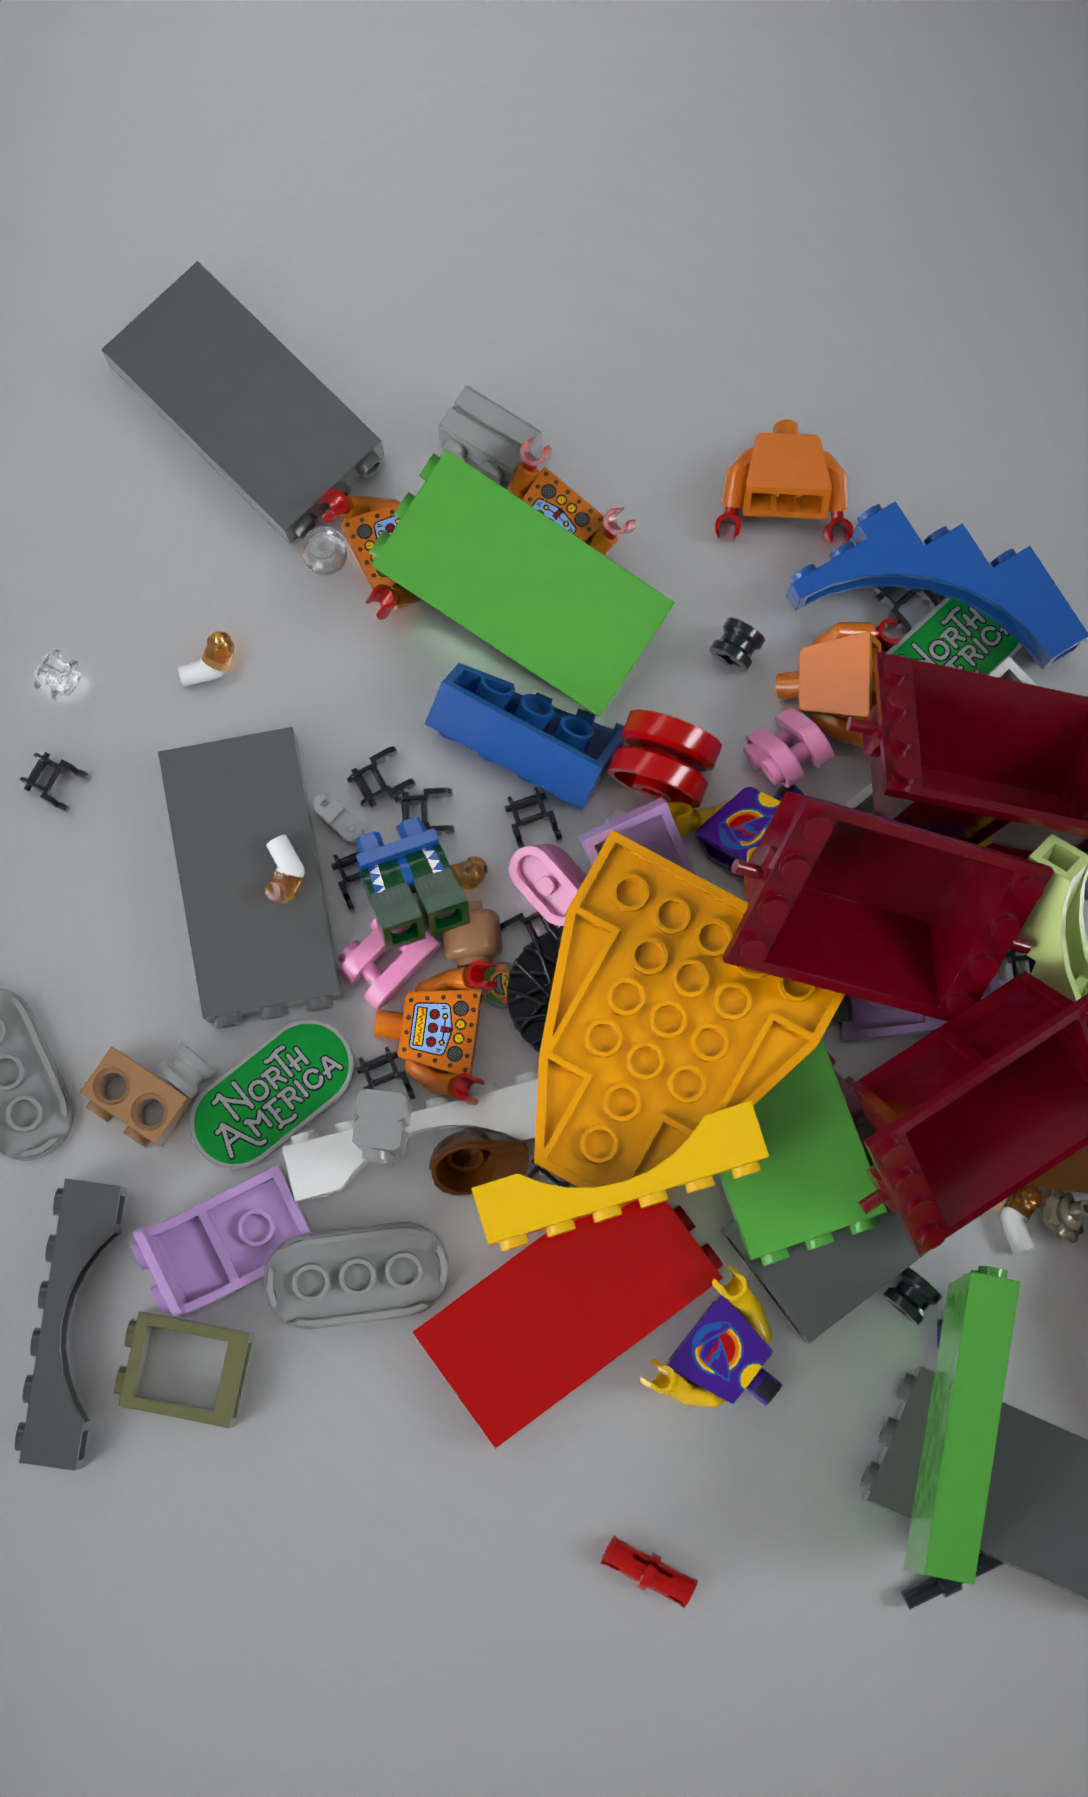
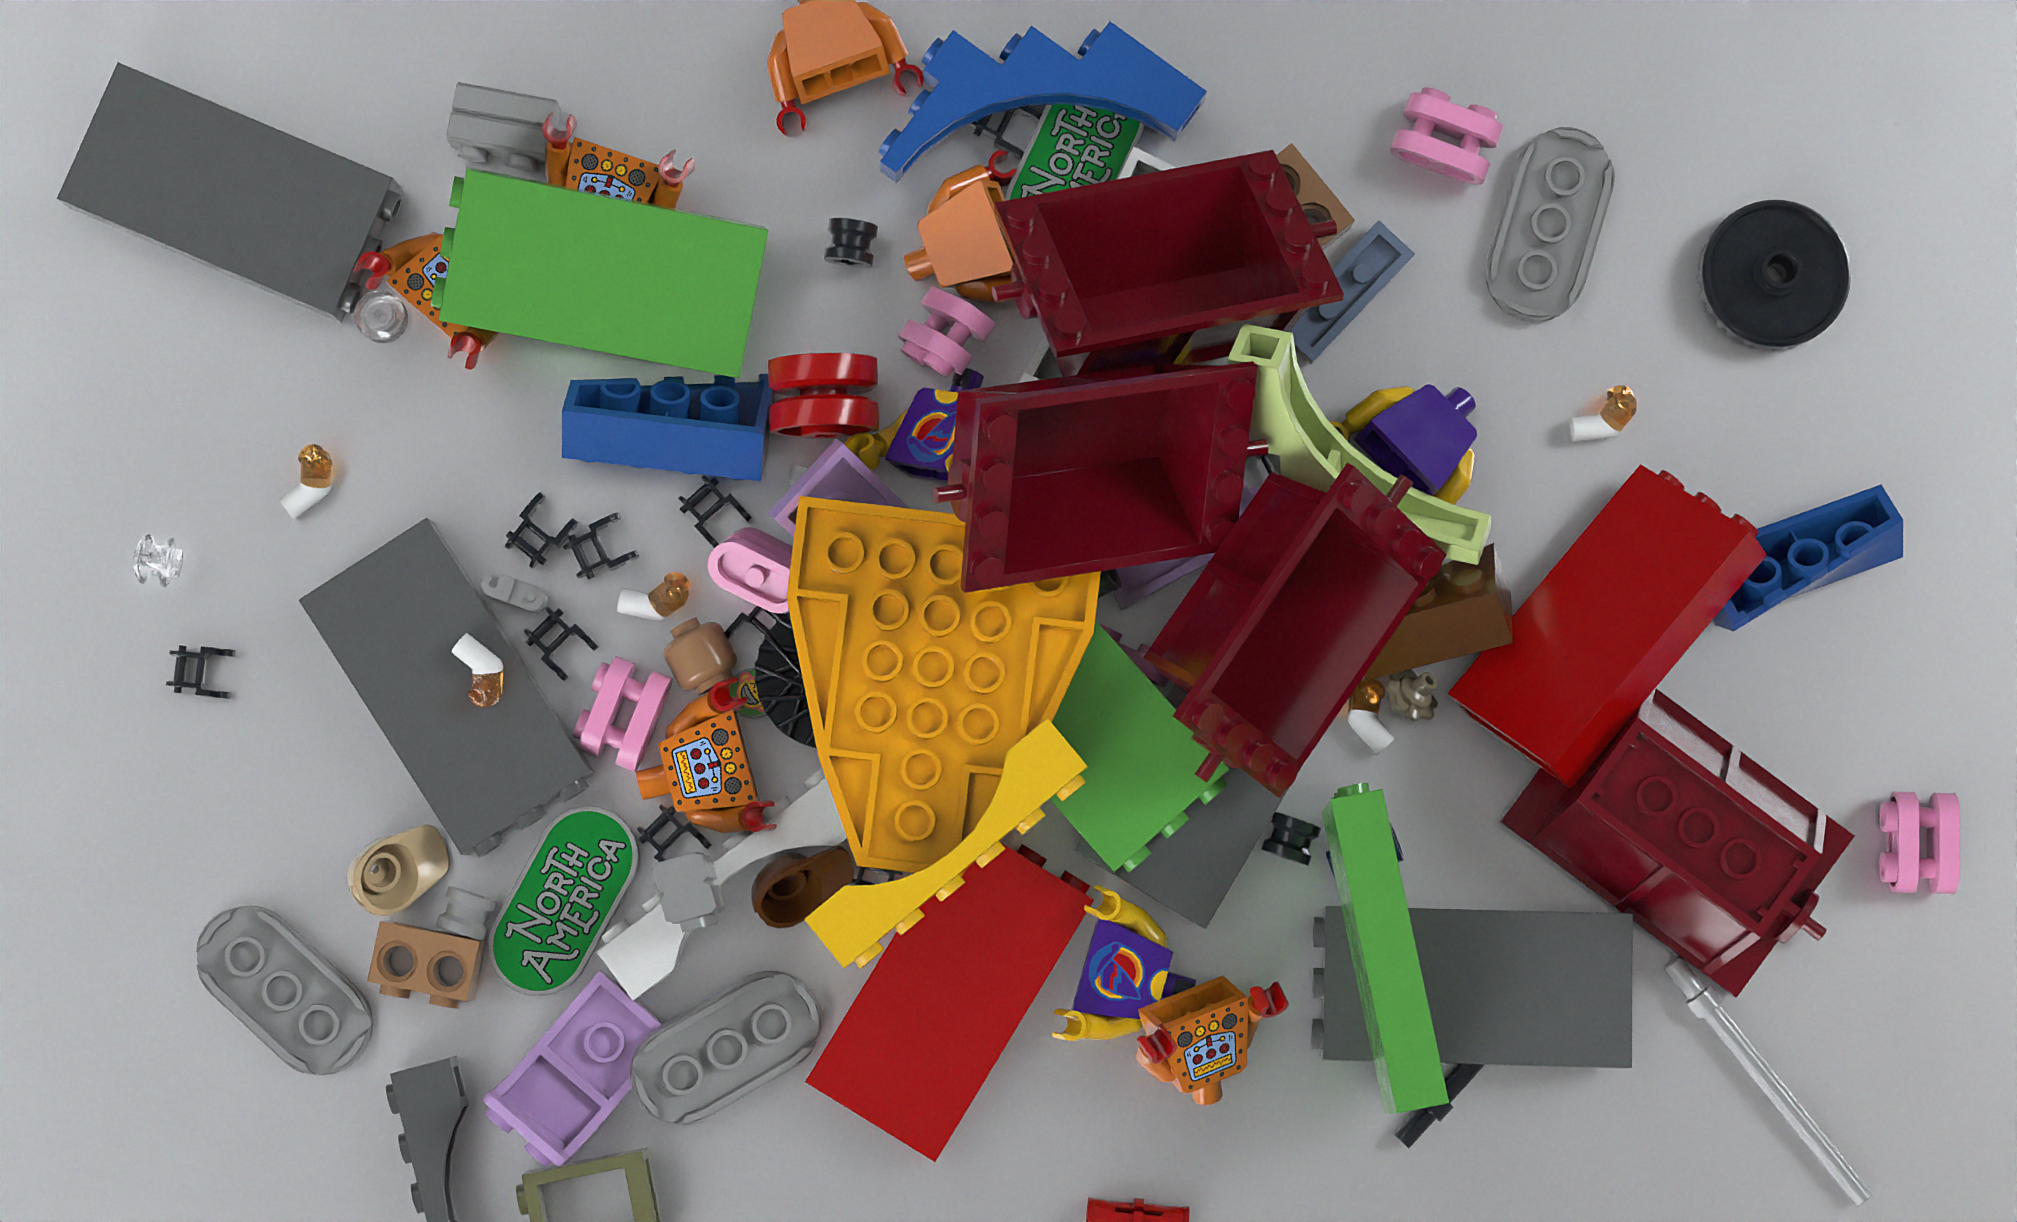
camera: 25 degrees left, 5 degrees up
(151, 1012) = (402, 872): none -> tan cap
(406, 868) = (604, 617): hips -> none
(772, 1435) = (1204, 1034): none -> orange torso

